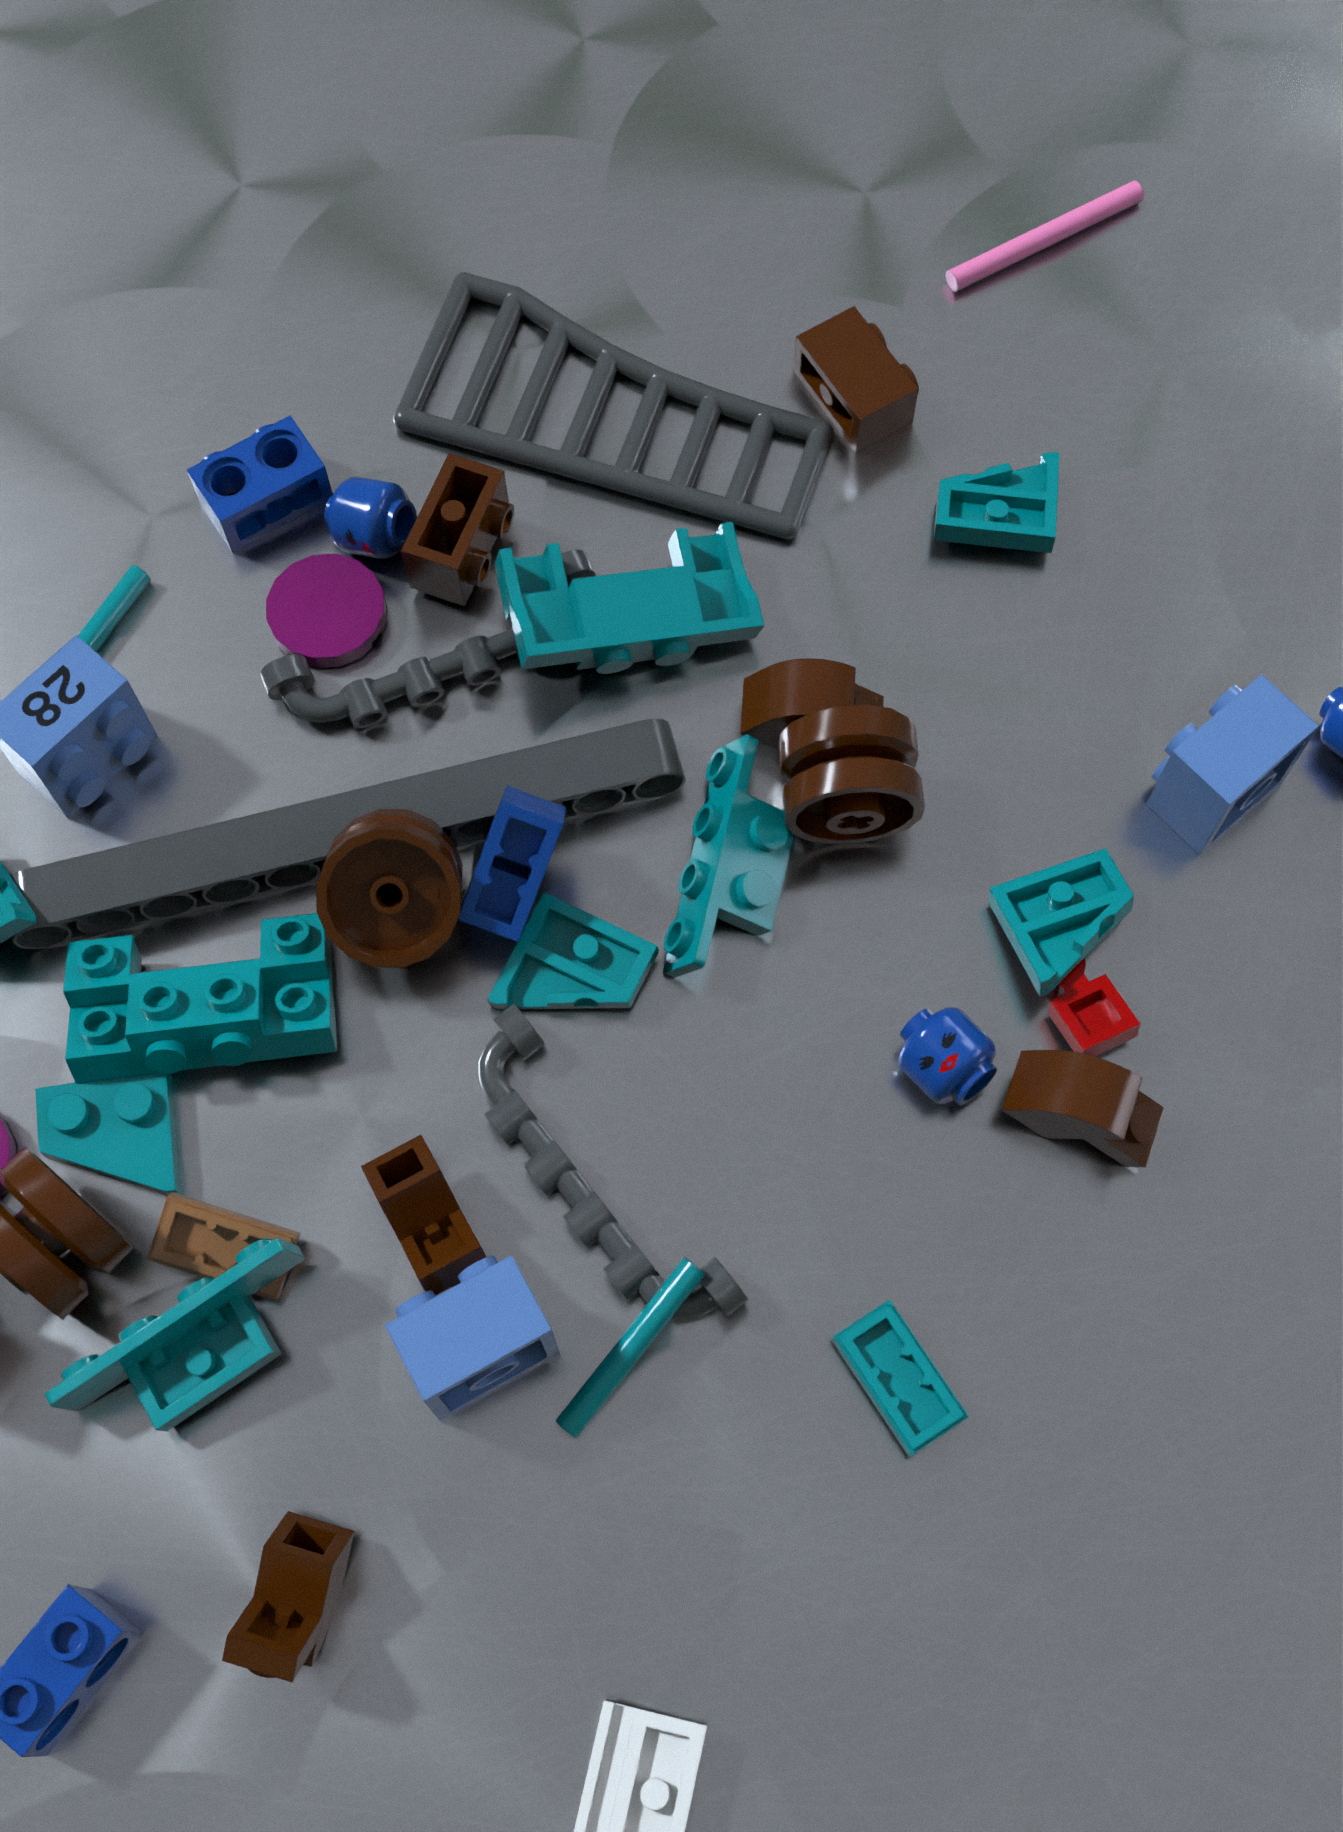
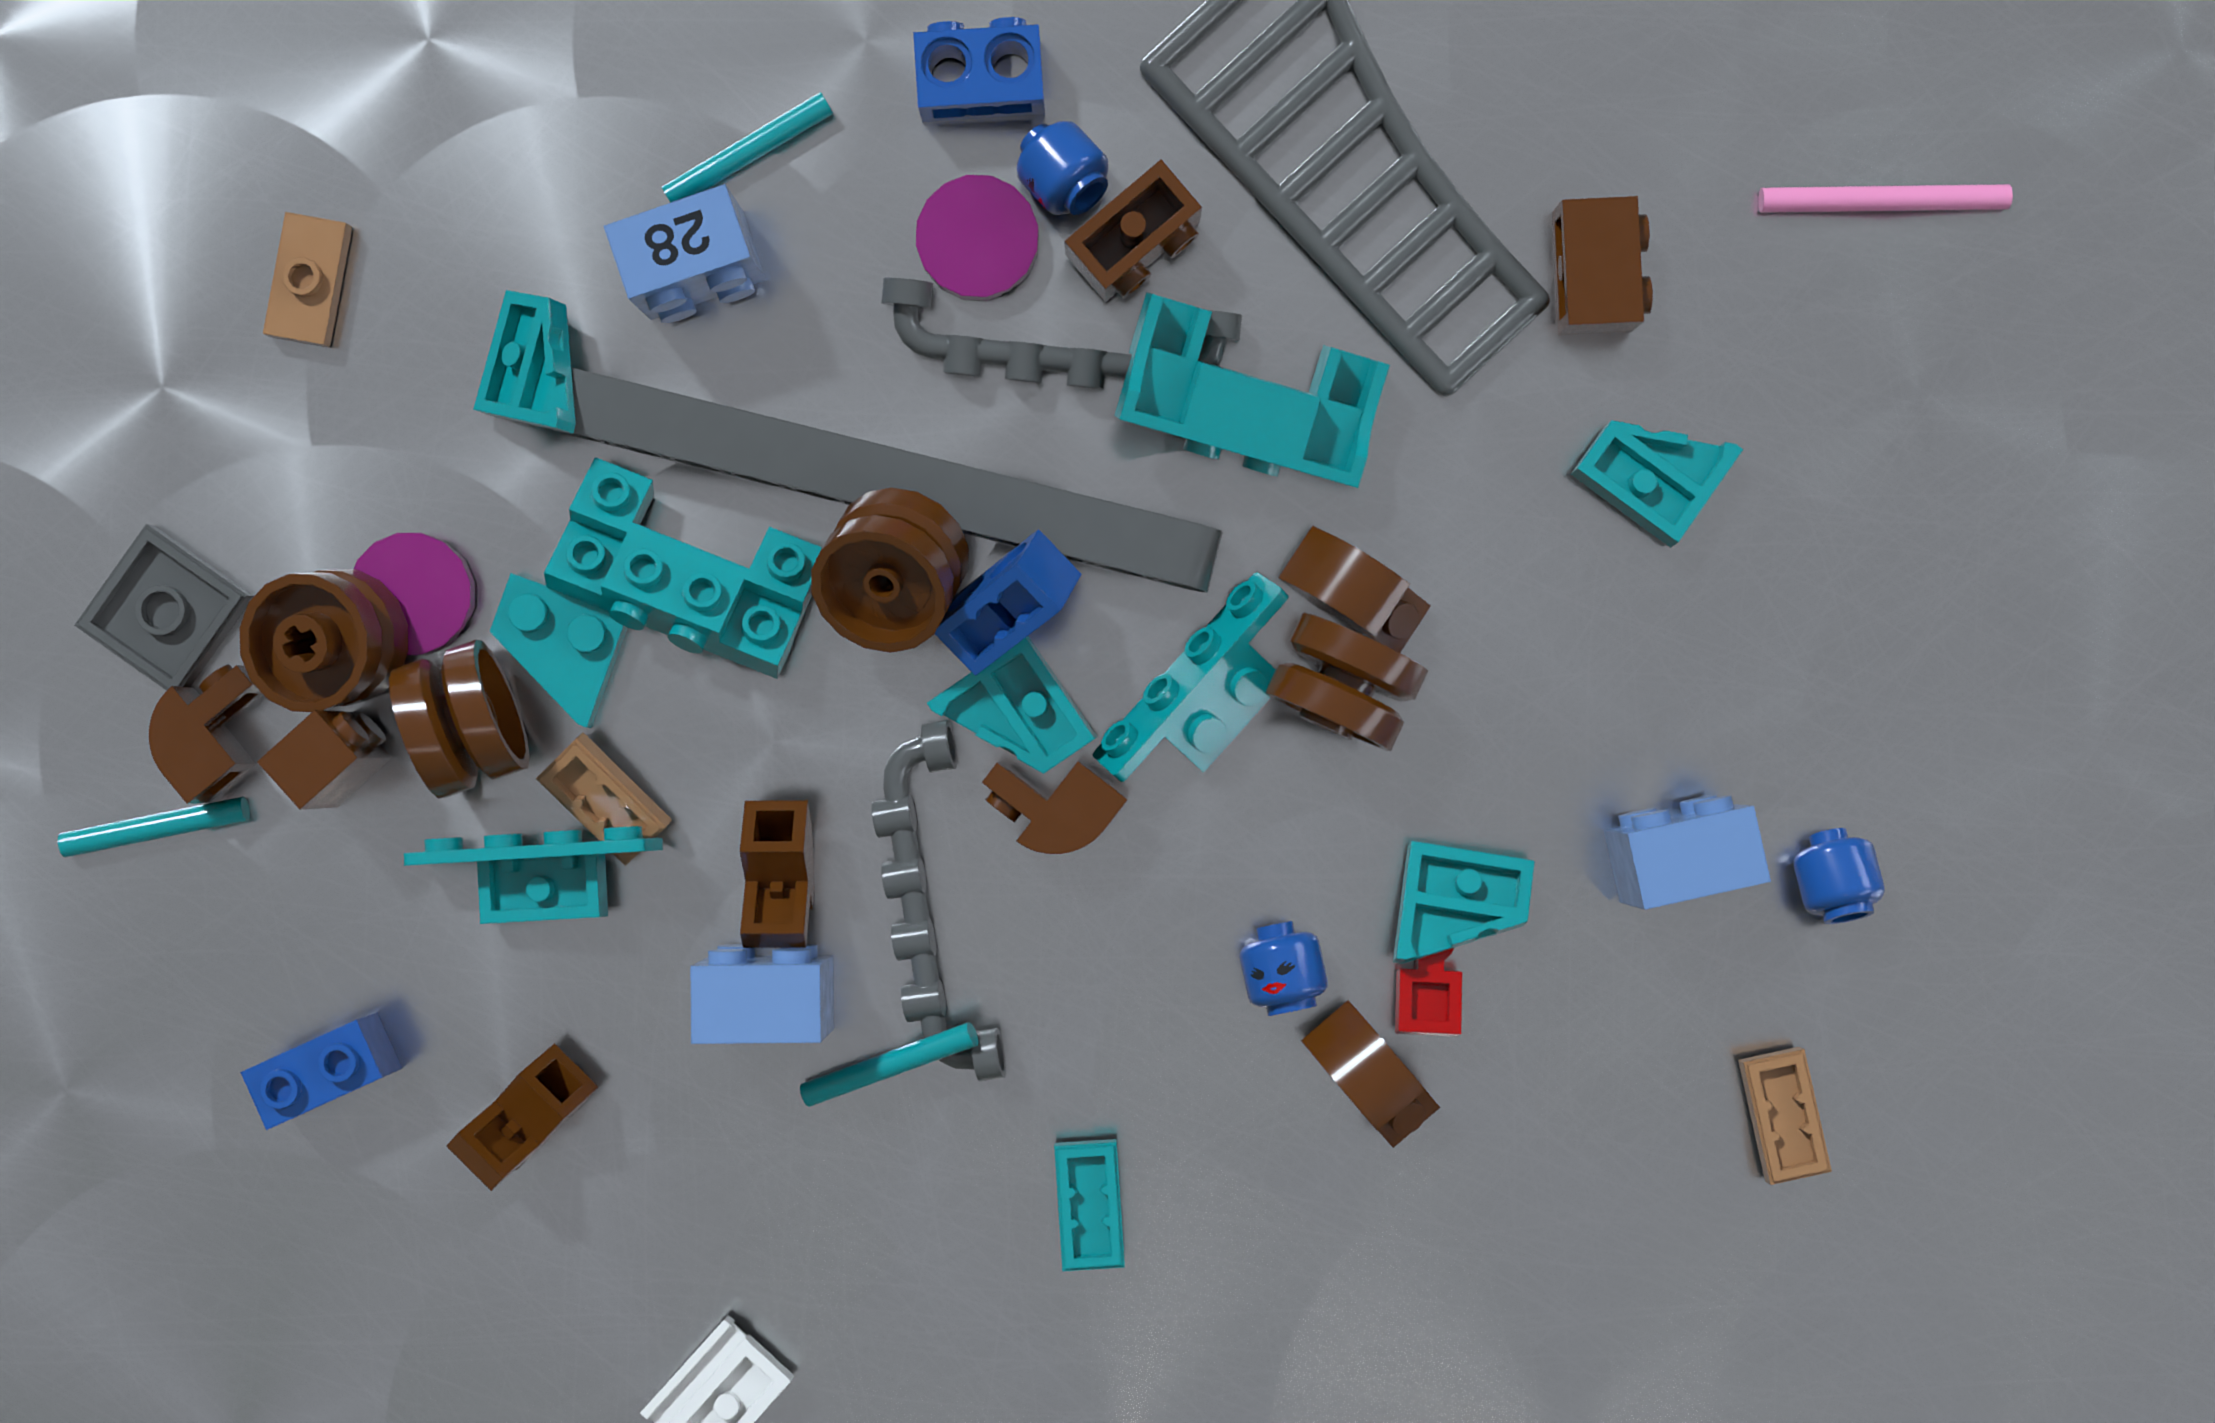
camera: 30 degrees right, 20 degrees up
(665, 1038) = (1065, 821): none -> reddish brown brick

